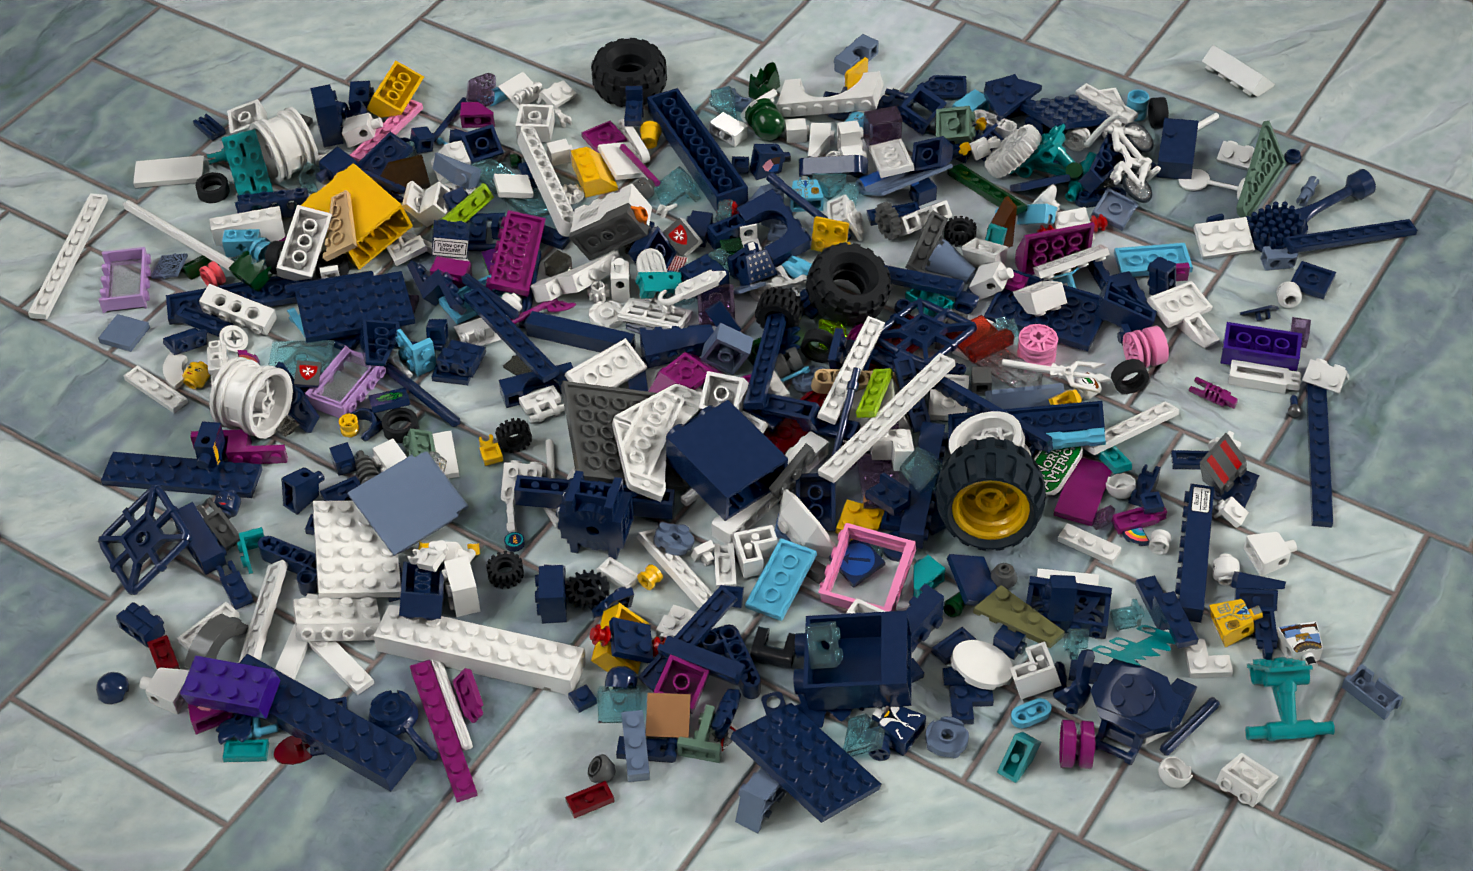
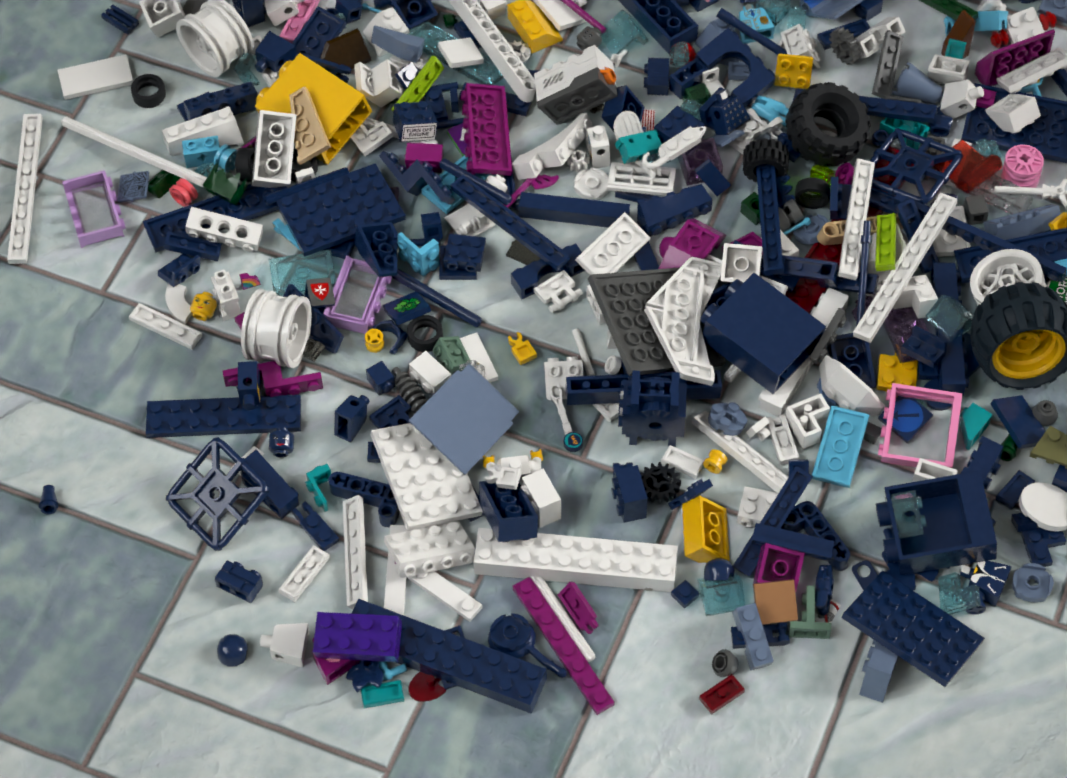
camera: 10 degrees left, 10 degrees up
(124, 332) = (111, 267): sand blue tile -> none
(163, 653) = (271, 609): dark red plate -> none
(213, 636) = (317, 589): dark grey arch -> none
(220, 525) = (284, 466): dark grey hinge -> none
(237, 334) = (230, 255): white gear -> none
(245, 161) = (181, 62): teal plate -> none
(395, 360) = (400, 265): white bar -> none
(508, 578) = (574, 483): black tyre -> none
(511, 428) = (543, 330): black tyre -> none
(557, 263) = (529, 135): clear smoke brick -> none
(627, 639) = (719, 532): dark blue plate -> none
(682, 237) = (648, 90): piece -> none
(727, 349) = (726, 210): sand blue brick -> none
(772, 655) = (852, 525): black connector -> none
(960, 224) = (916, 39): black tyre -> none

